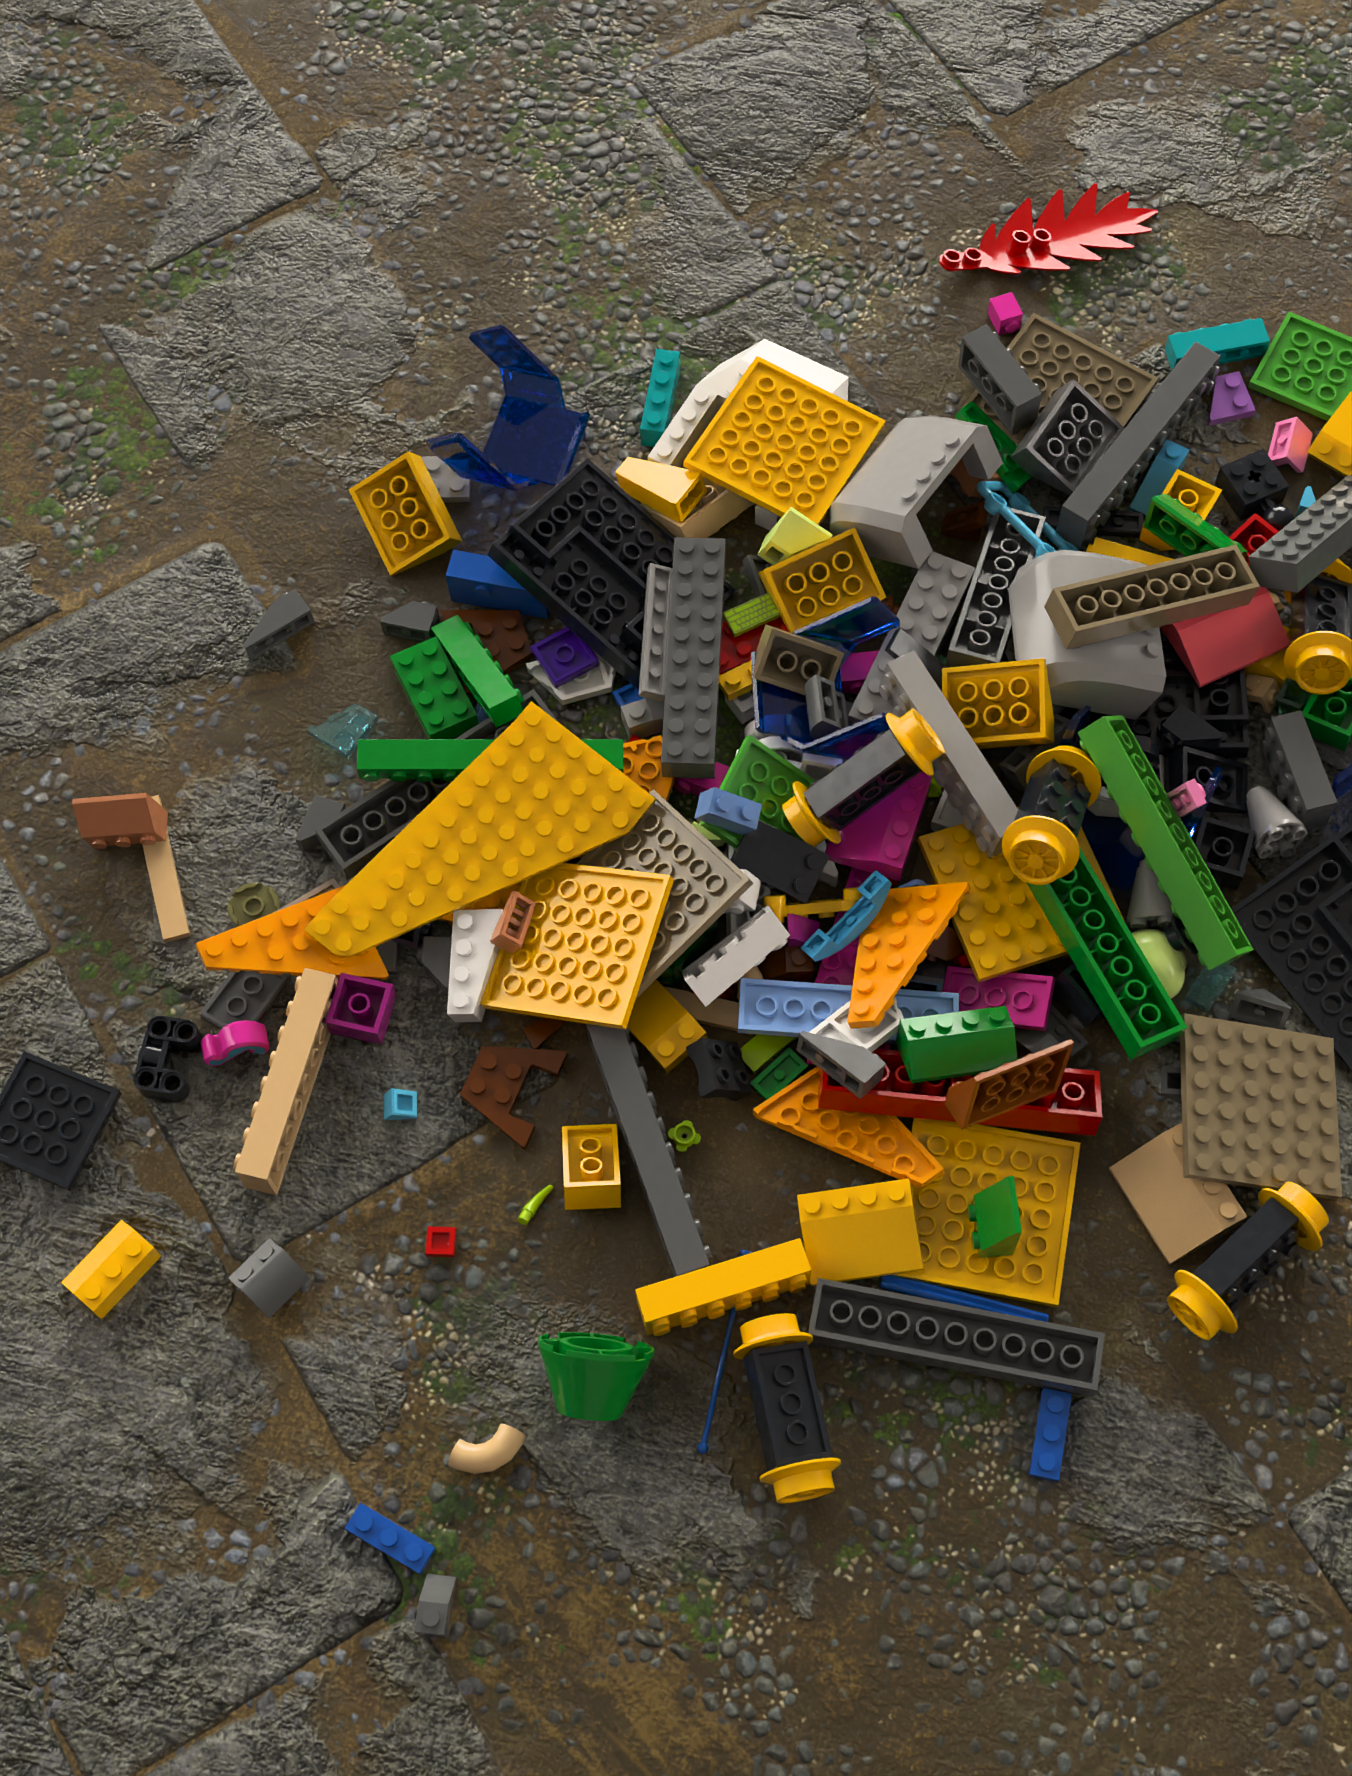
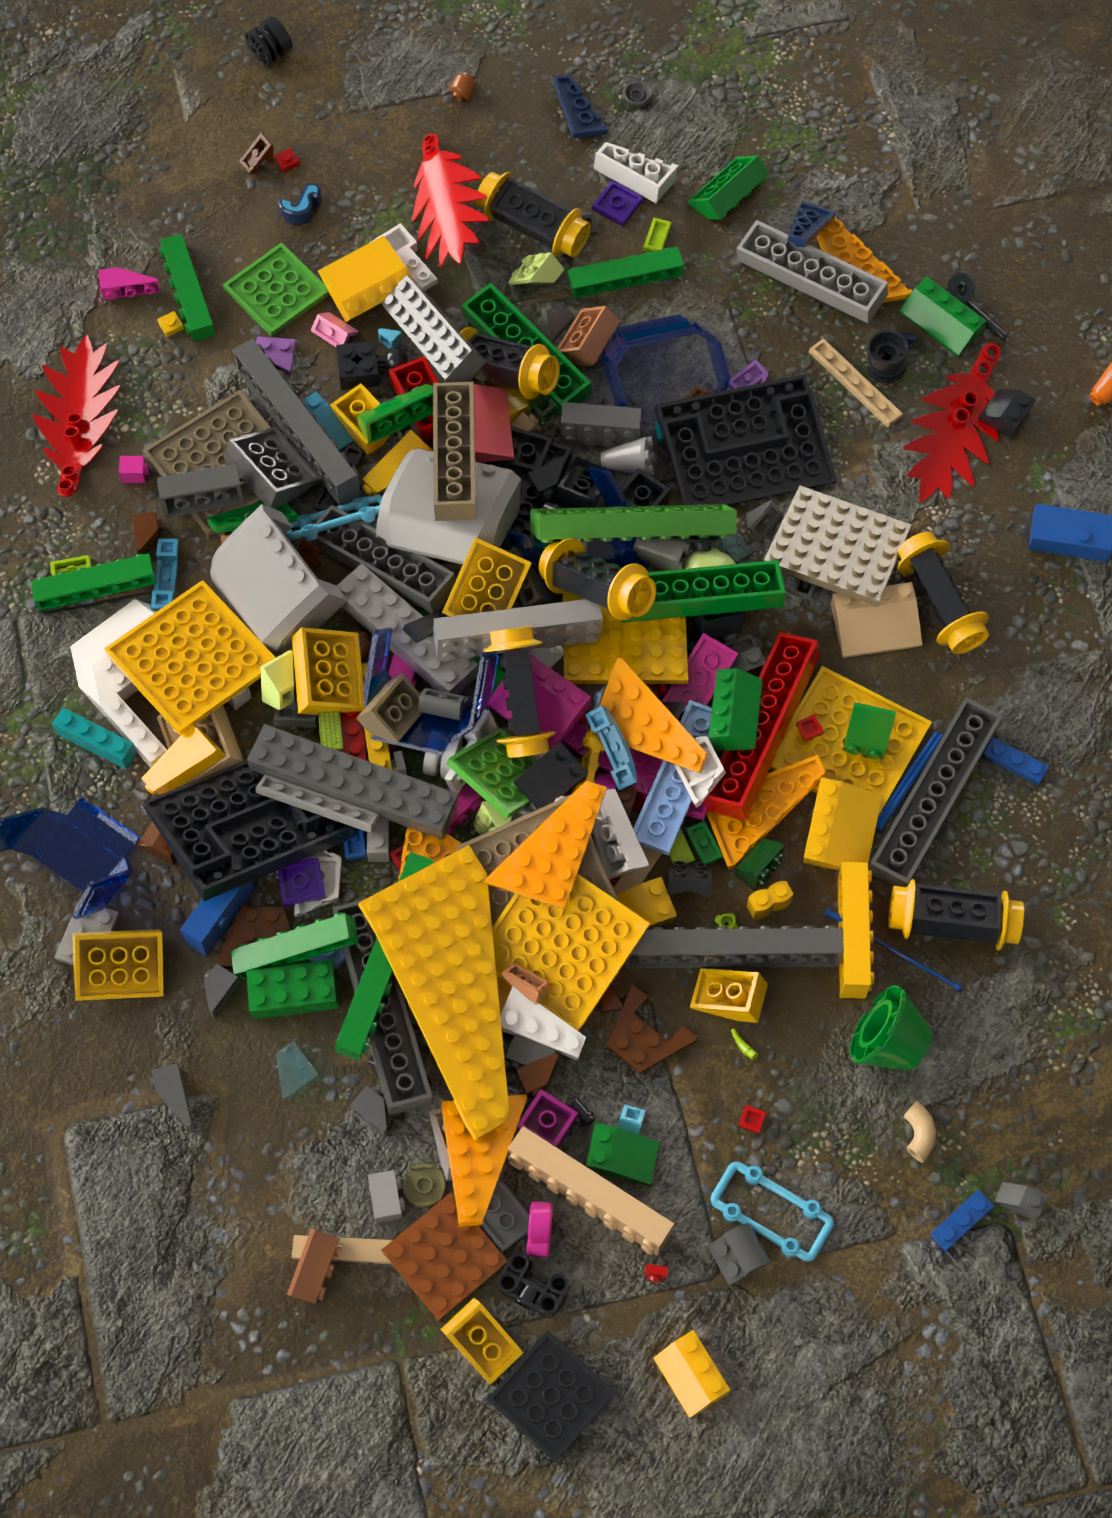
camera: 75 degrees left, 0 degrees up
(89, 1024) = (482, 1341): none -> yellow slope
(162, 957) = (443, 1259): none -> dark orange plate
(218, 1188) = (655, 1273): none -> red plate
(226, 870) = (385, 1197): none -> light grey brick
(350, 1105) = (622, 1154): none -> green slope
(350, 1347) = (811, 1210): none -> medium azure bar
(390, 1045) = (583, 1113): none -> black pin
(417, 982) = (537, 1075): none -> reddish brown slope
(663, 884) = (552, 855): none -> light orange wing
(728, 811) = (508, 792): medium blue brick -> none
(735, 1178) = (765, 901): none -> yellow brick
(773, 1148) = (759, 863): none -> dark green slope
(845, 1062) = (729, 783): slope -> none
(847, 328) = (93, 582): none -> green brick
(865, 318) = (71, 561): none -> lime tile
(891, 395) = (165, 573): none -> dark azure slope
(930, 355) = (146, 531): none -> reddish brown slope
(981, 1150) = (809, 728): none -> red plate
(1008, 1085) = (779, 685): dark orange slope -> none
(1187, 797) = (612, 493): bright pink plate -> none
(1212, 283) = (170, 324): none -> yellow plate
(1230, 341) = (228, 336): teal brick -> none
(1237, 214) = (125, 283): none -> dark pink slope
(1267, 278) = (187, 287): none -> green brick

